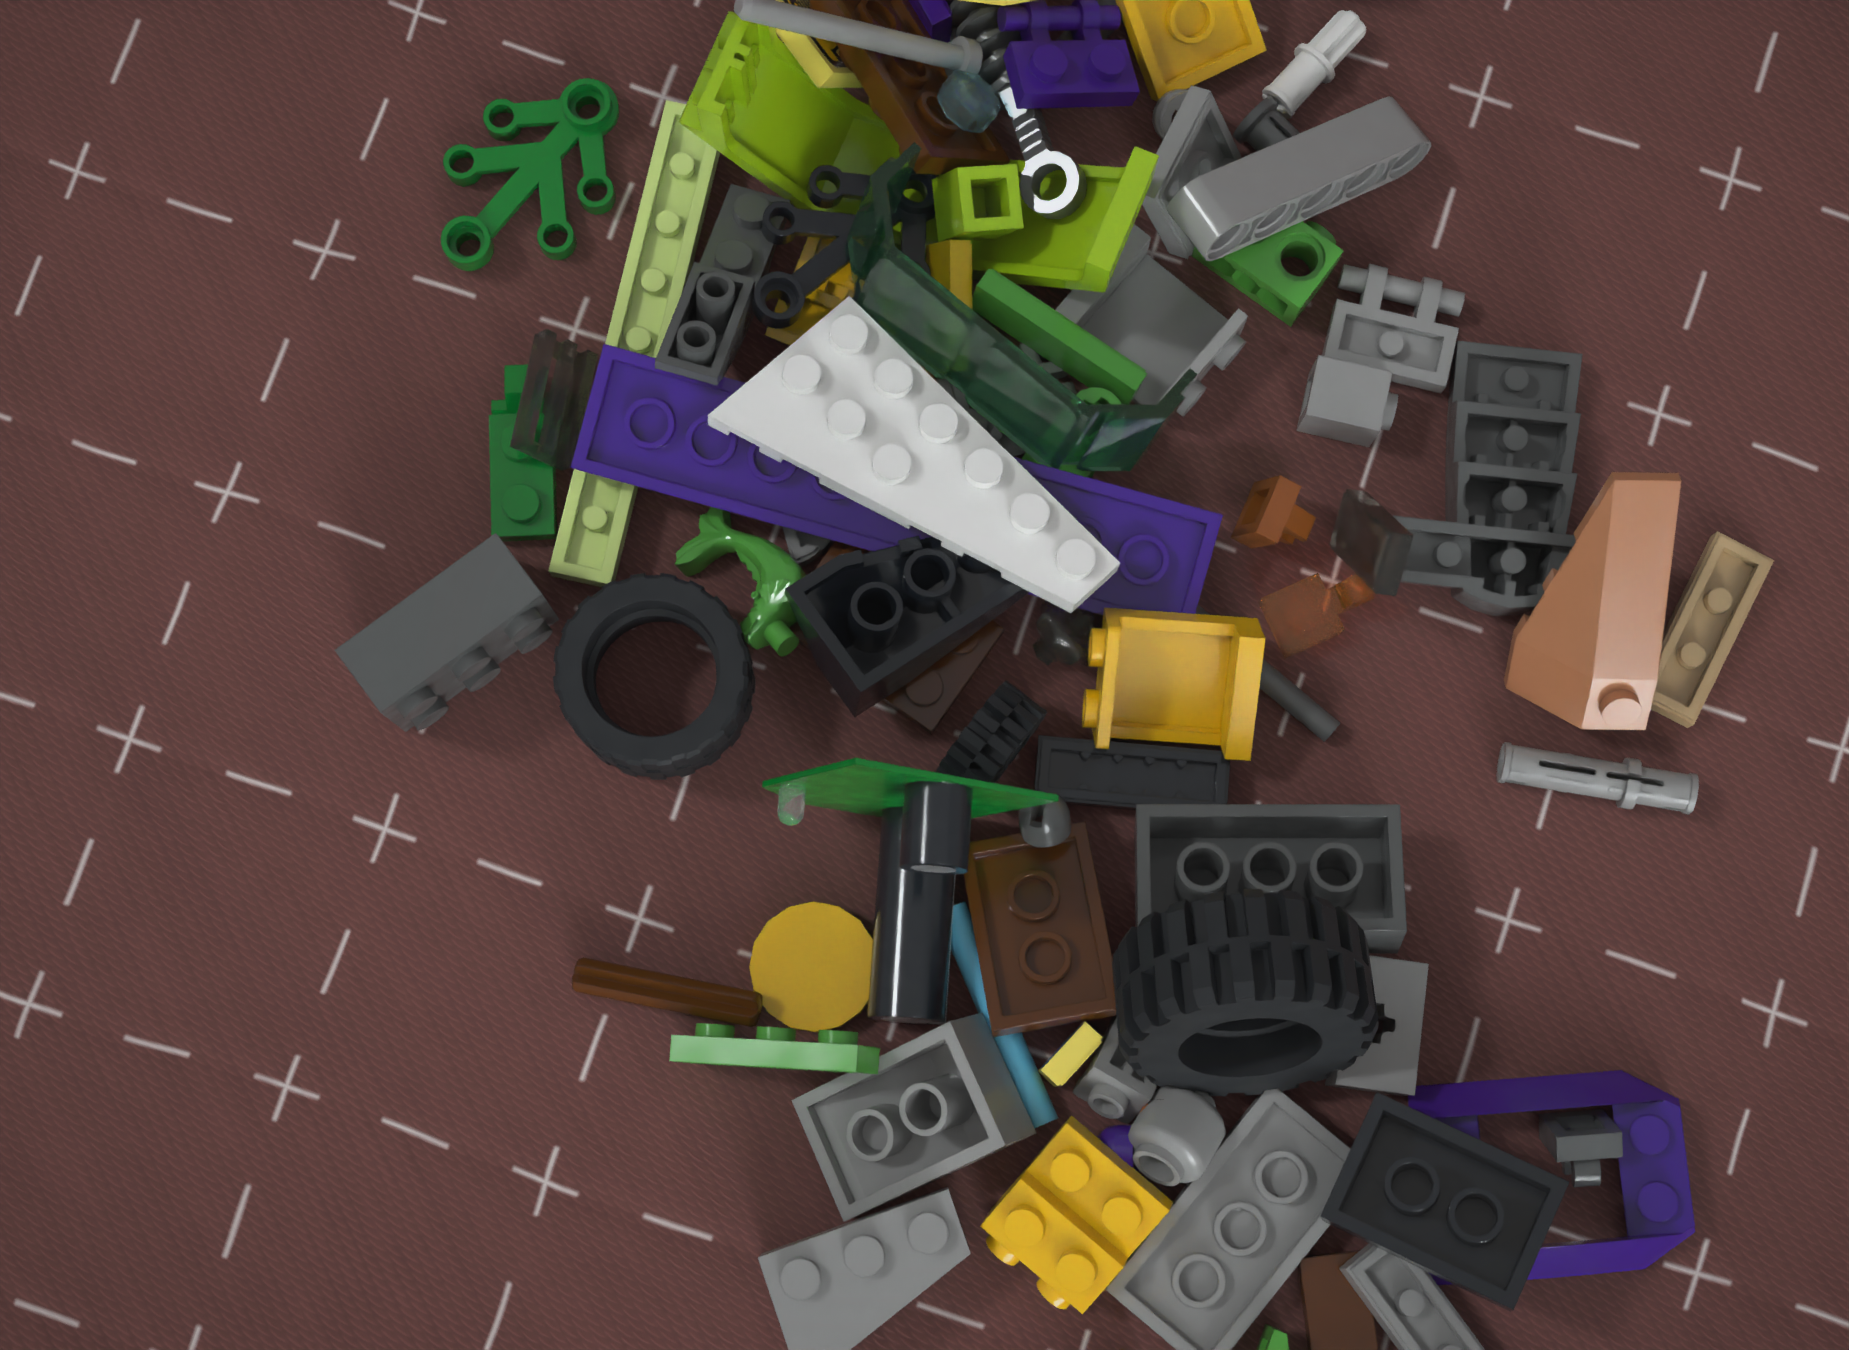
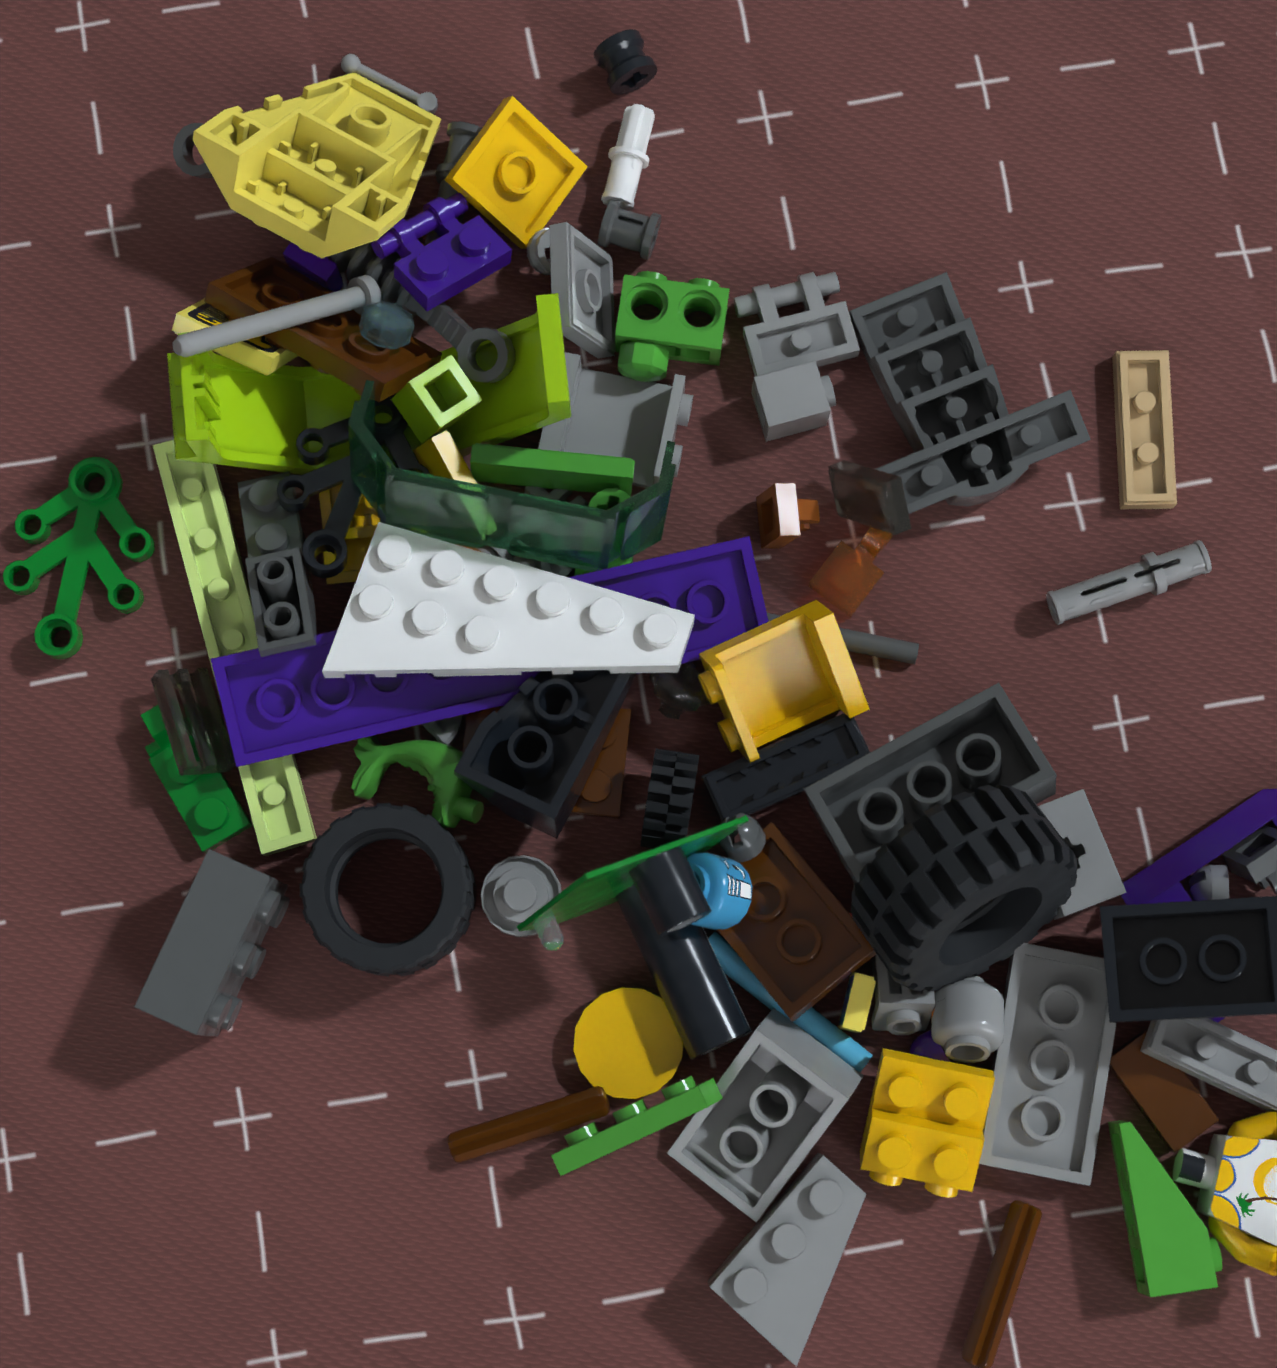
camera: 25 degrees left, 0 degrees up
(782, 746) = (516, 891): none -> light grey plate
(996, 859) = (725, 888): none -> dark azure head
(1214, 281) = (643, 361): none -> bright green tile
(1298, 178) = (666, 252): light grey beam -> none
(1510, 1134) = (1210, 883): none -> light grey hinge
(1600, 624) = (1071, 468): nougat wedge -> none

